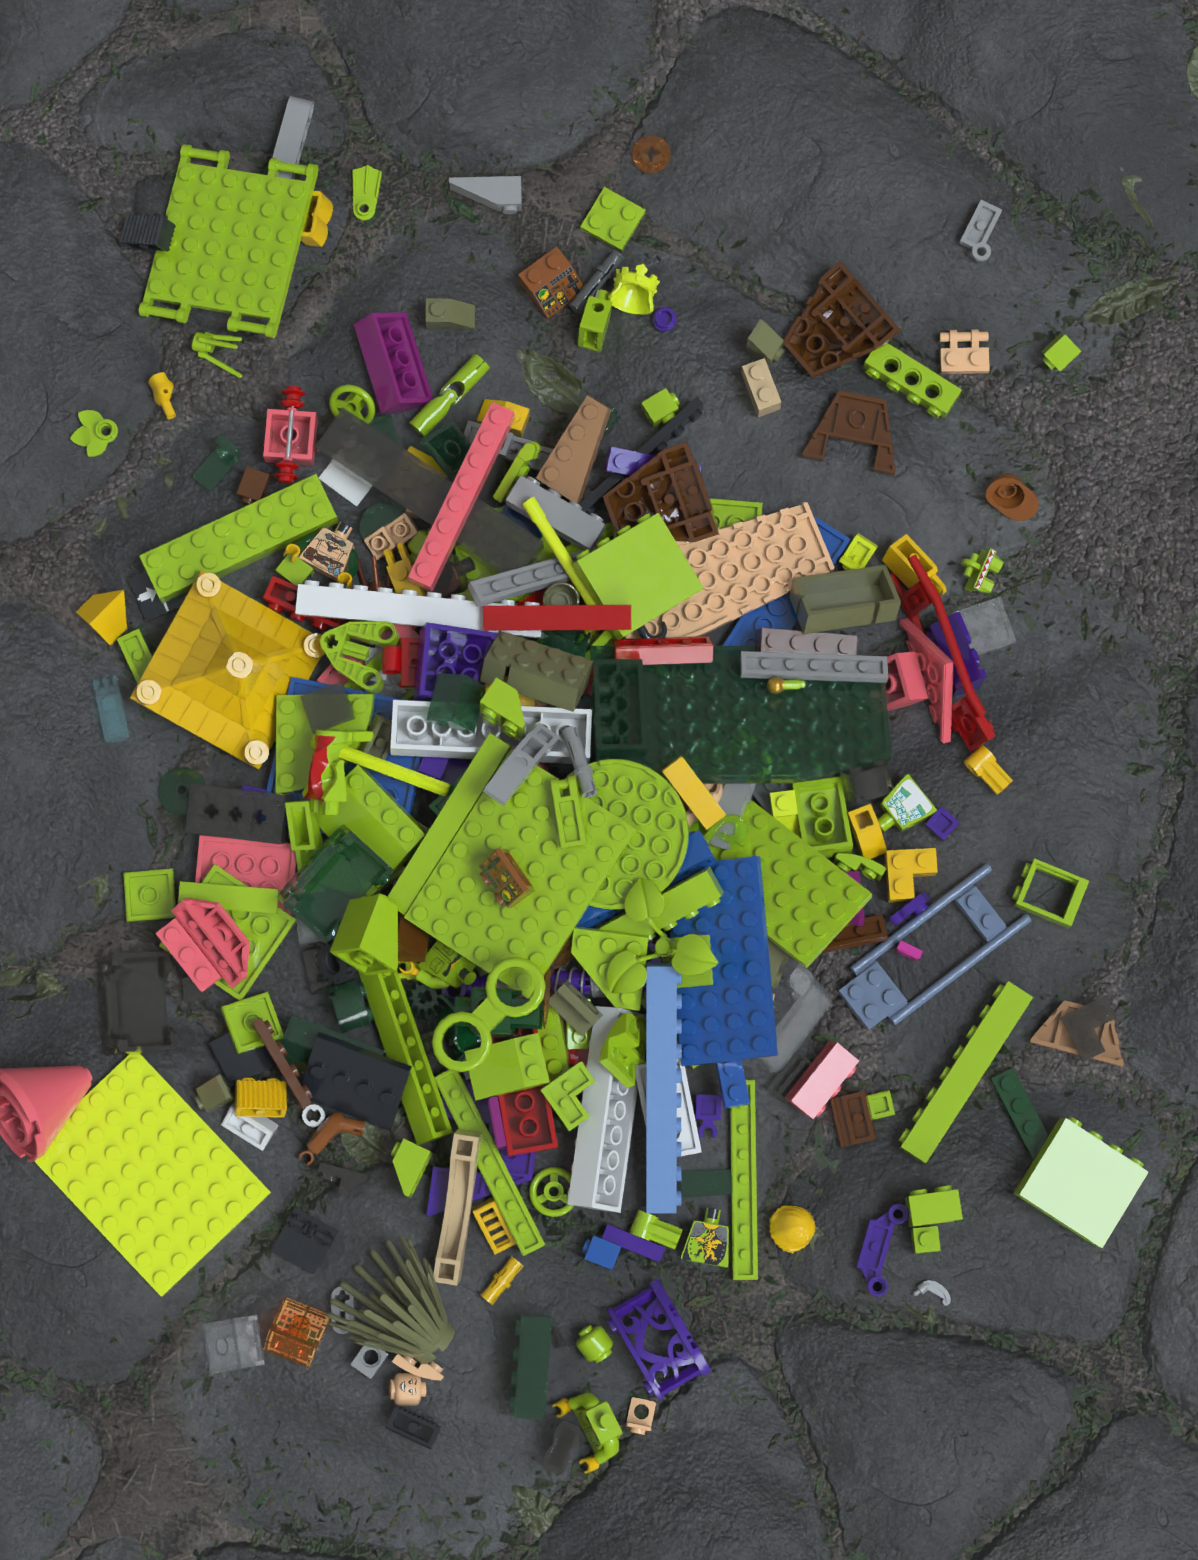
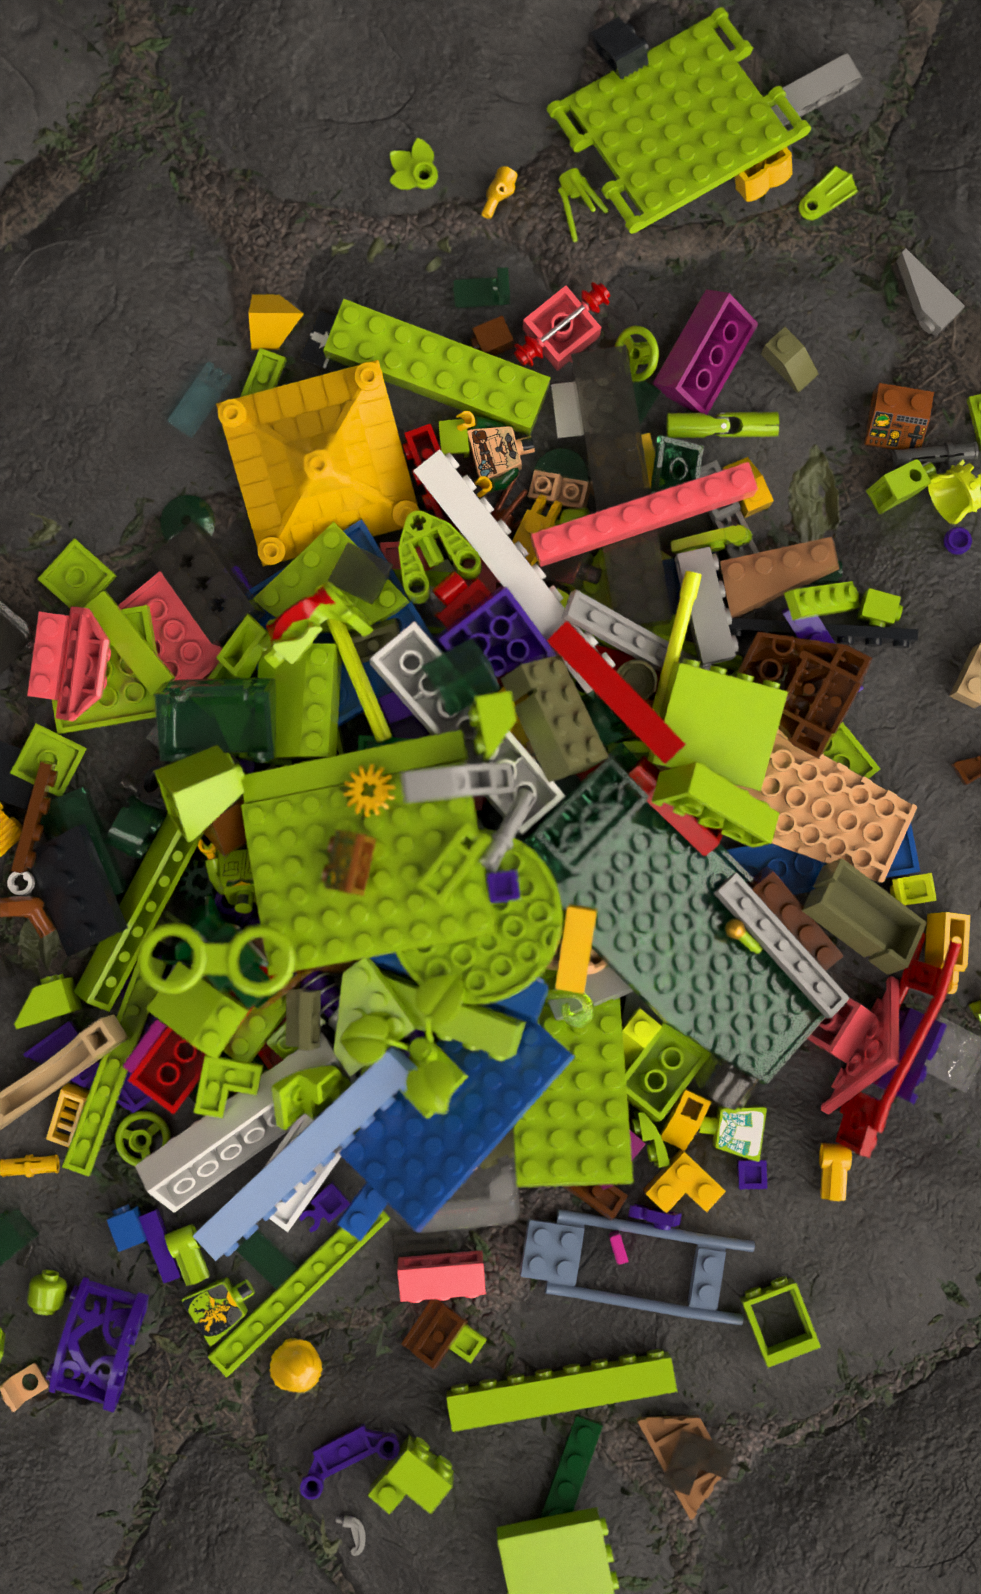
camera: 45 degrees right, 5 degrees up
(479, 833) = (380, 792): none -> yellow gear
(612, 796) = (504, 886): none -> dark purple plate
(621, 438) = (822, 600): none -> lime plate
(686, 622) = (716, 803): none -> lime wedge

